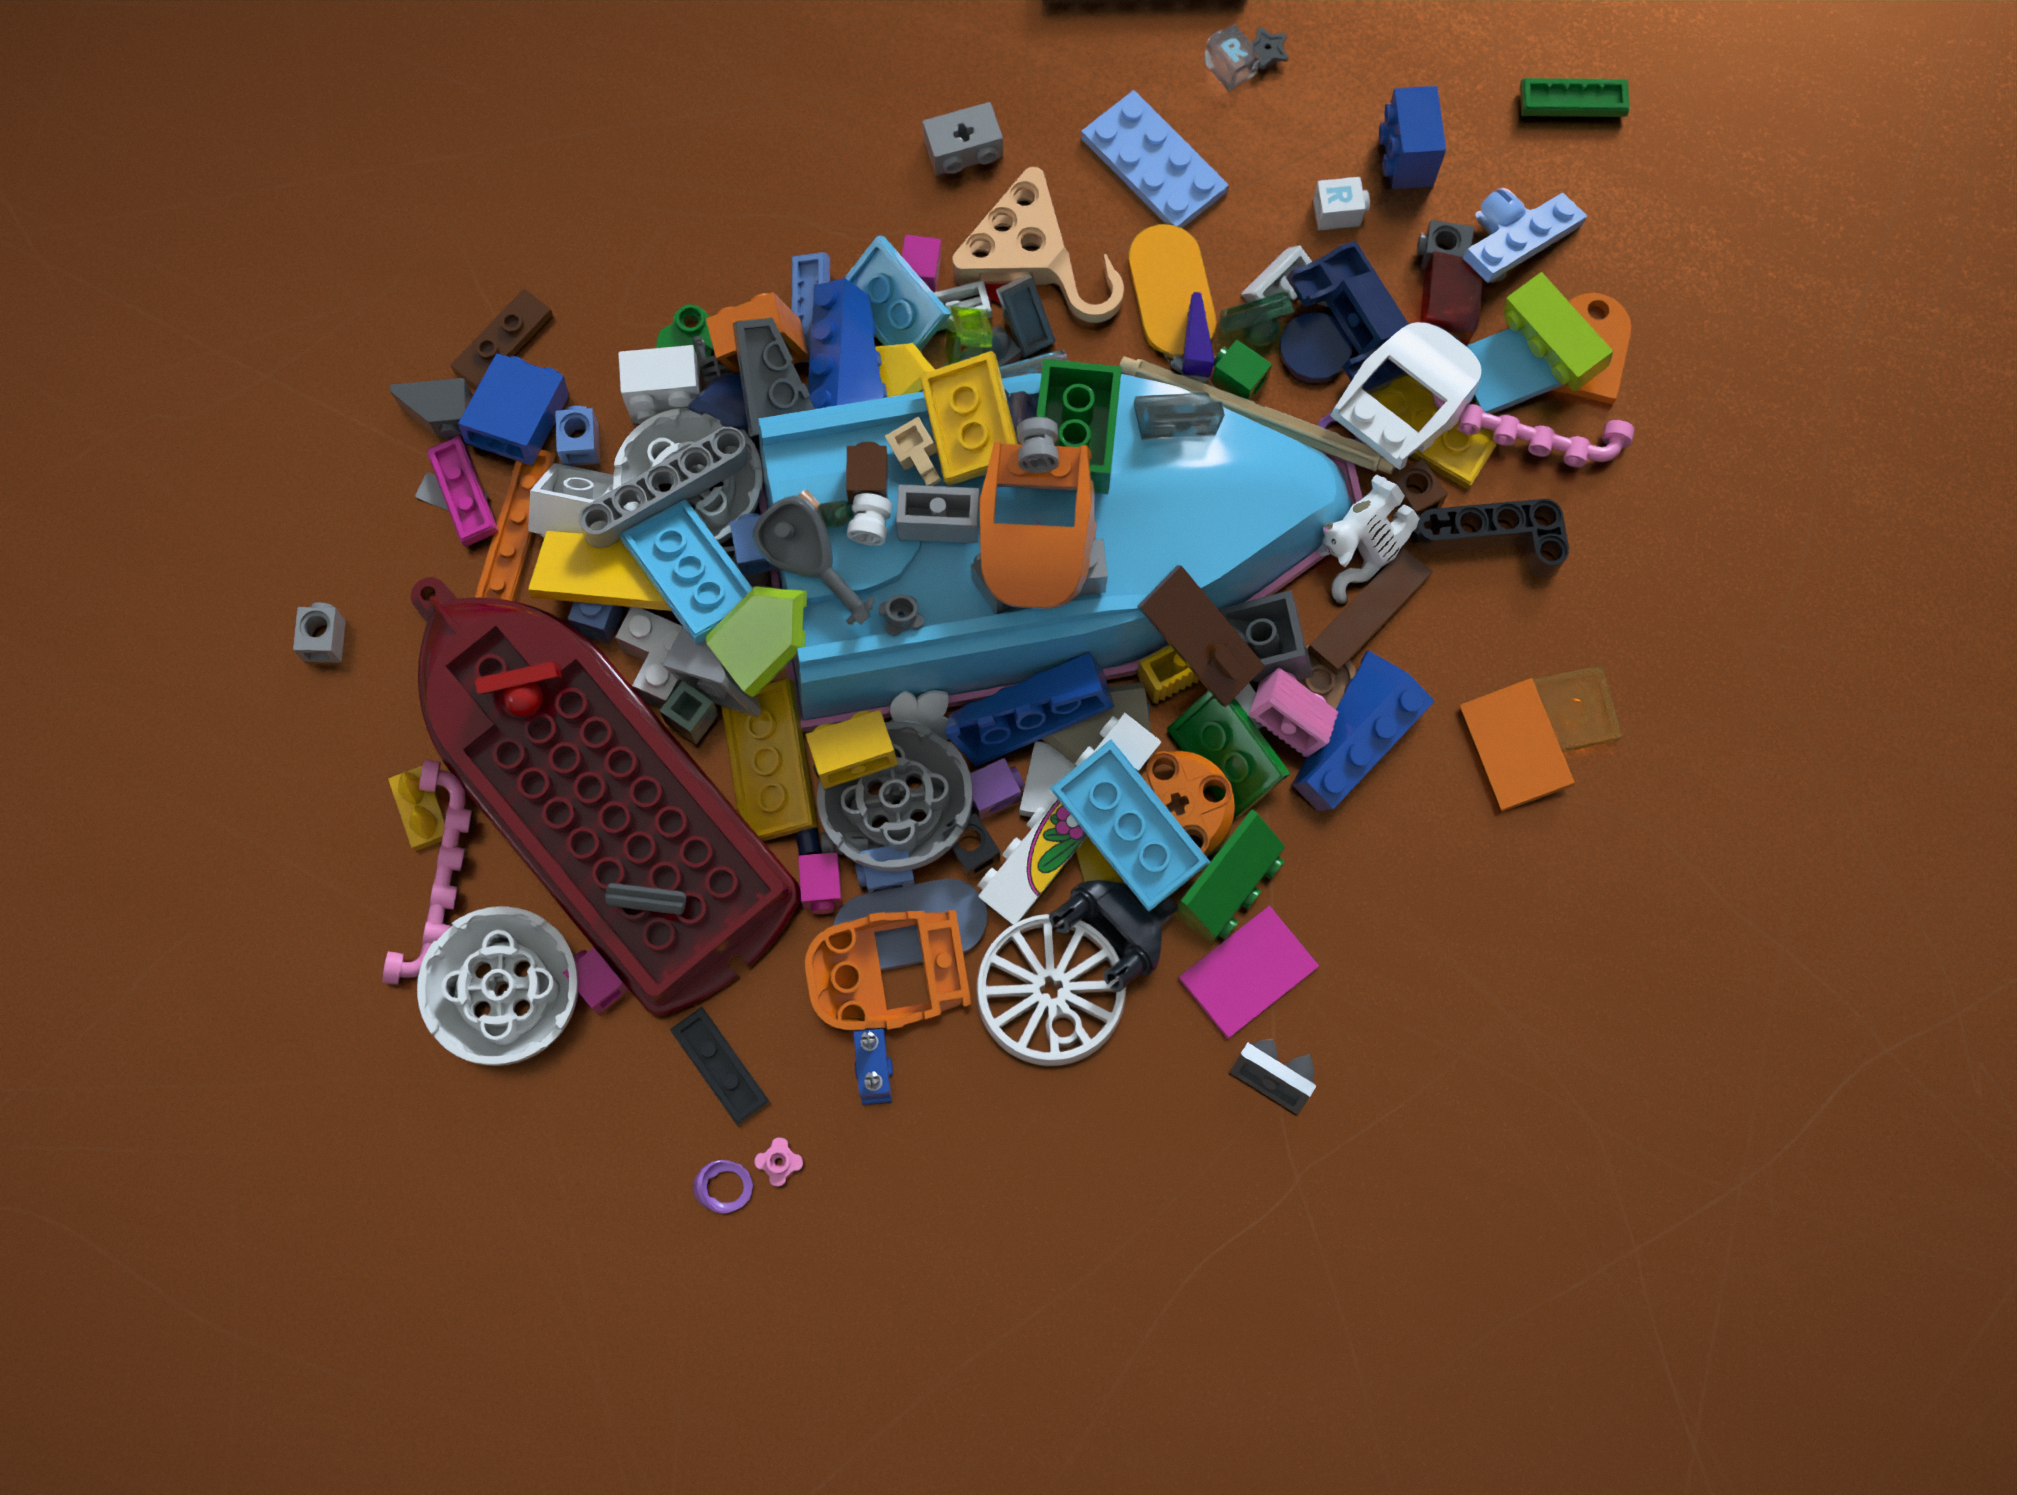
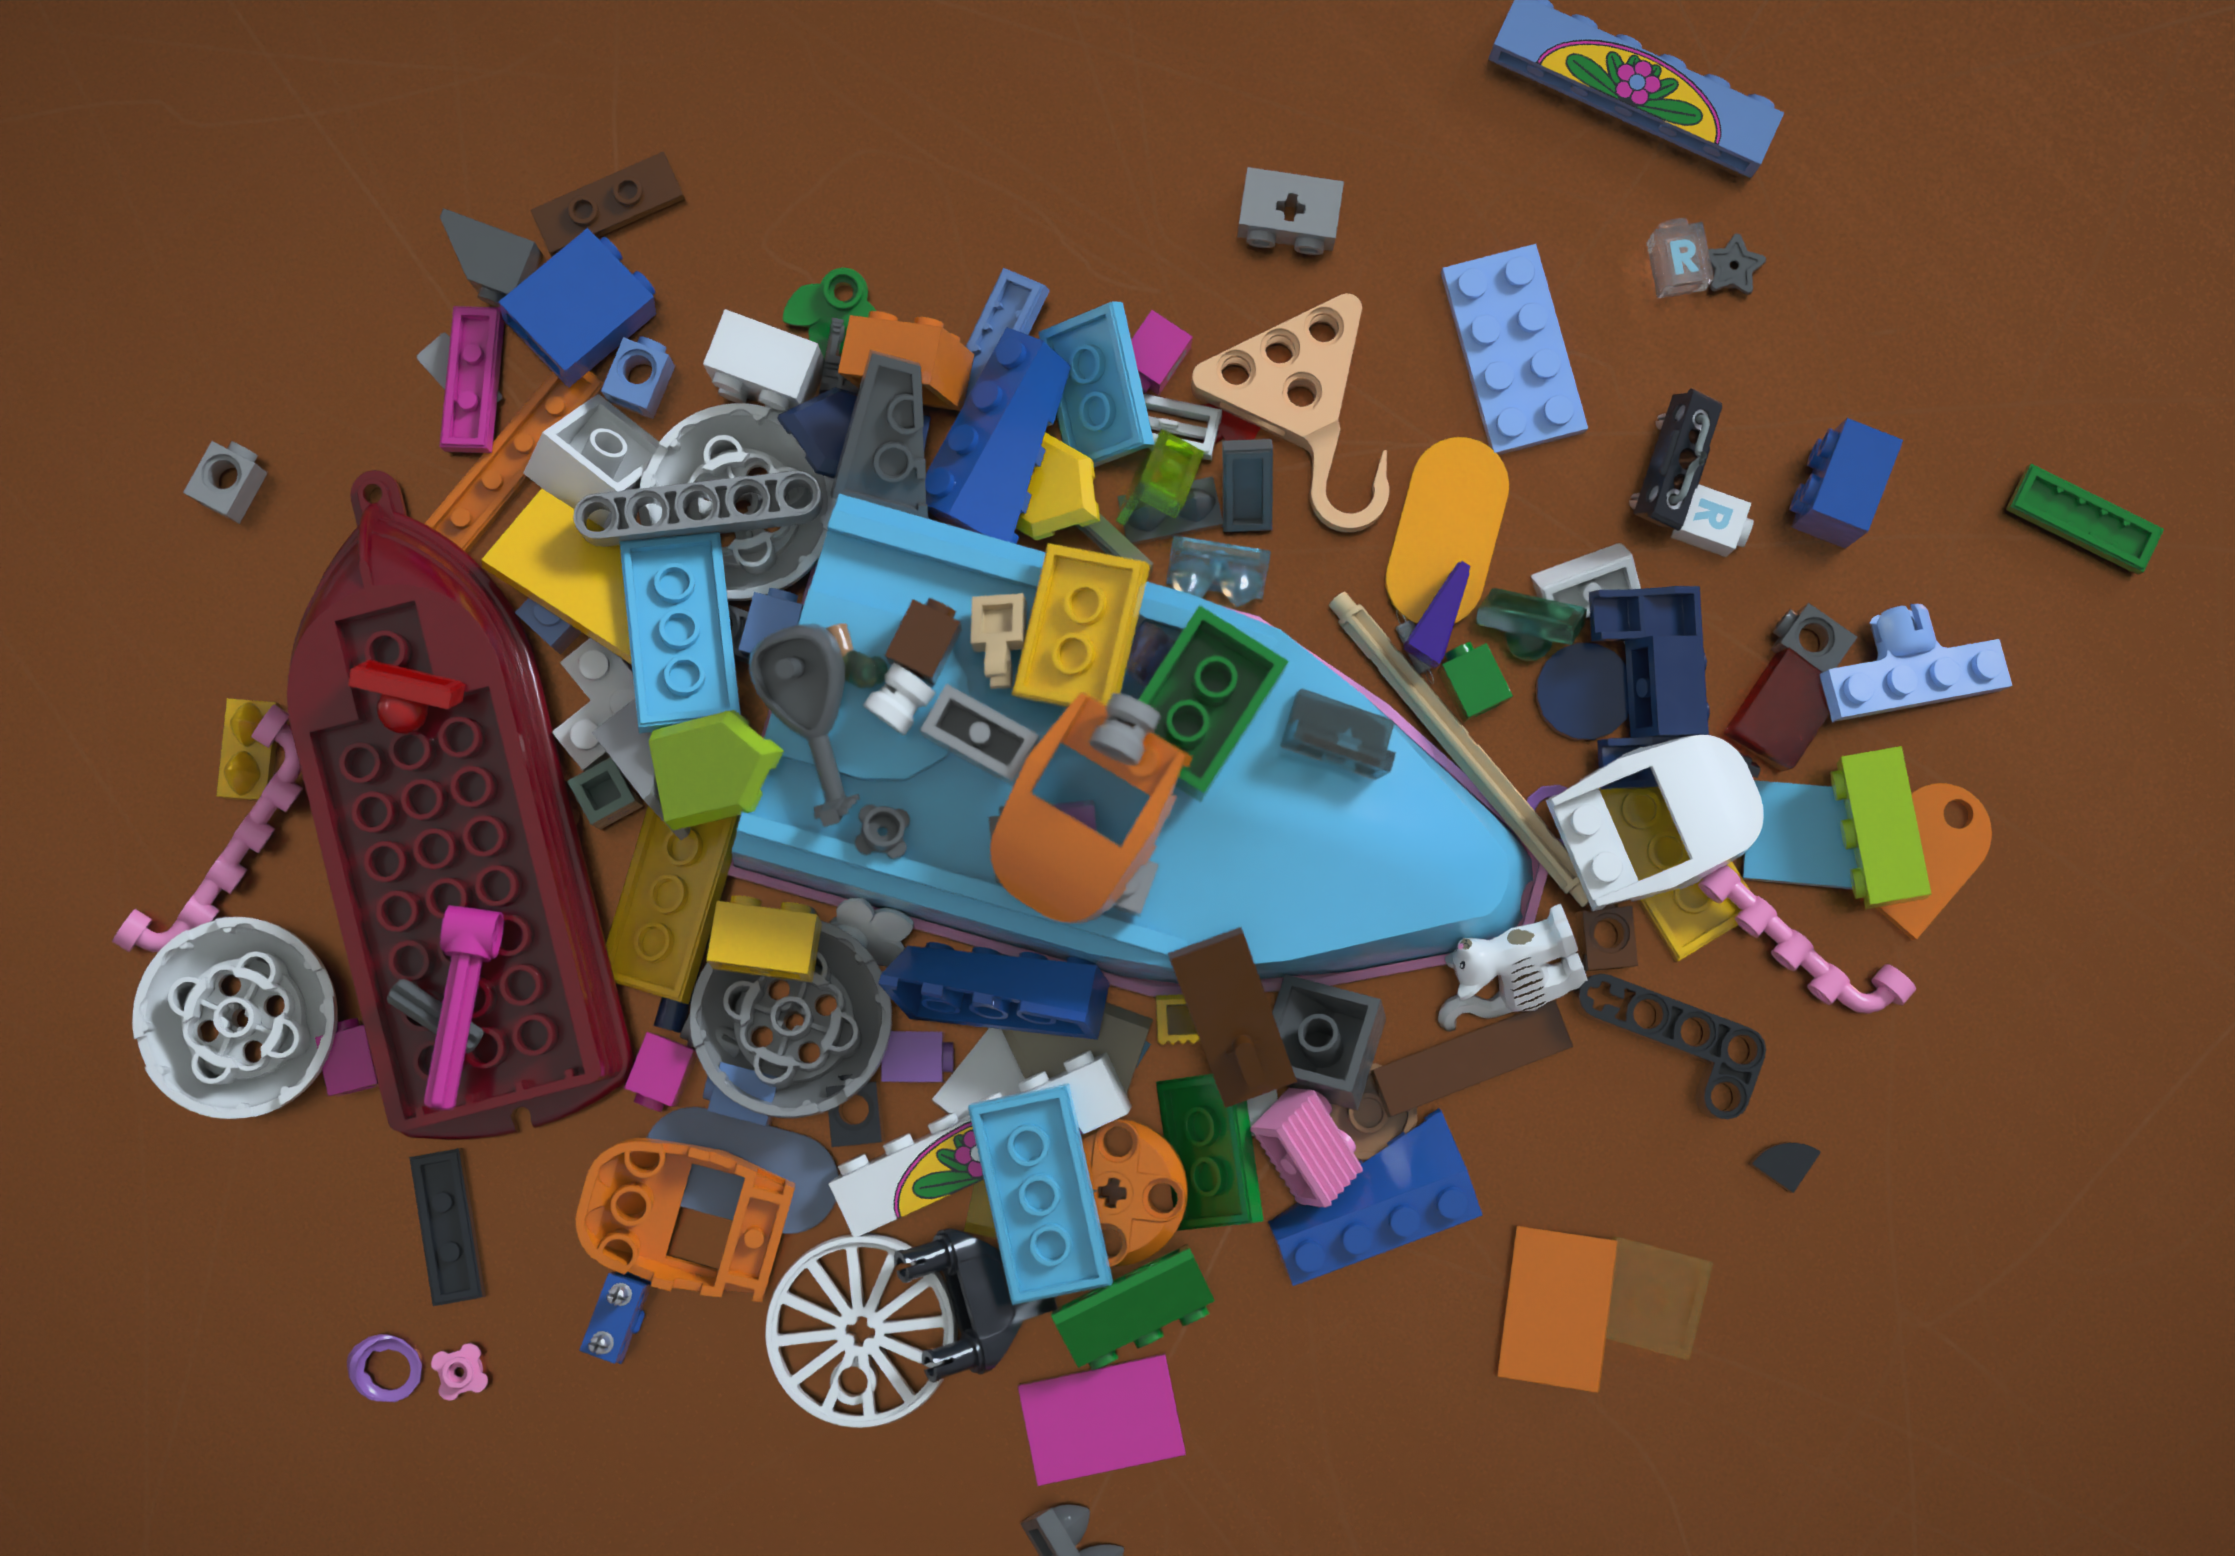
camera: 25 degrees right, 10 degrees up
(647, 833) = (469, 939): none -> dark pink axle
(1297, 172) = (1677, 459): none -> black piece
(1613, 581) = (1786, 1163): none -> black tile

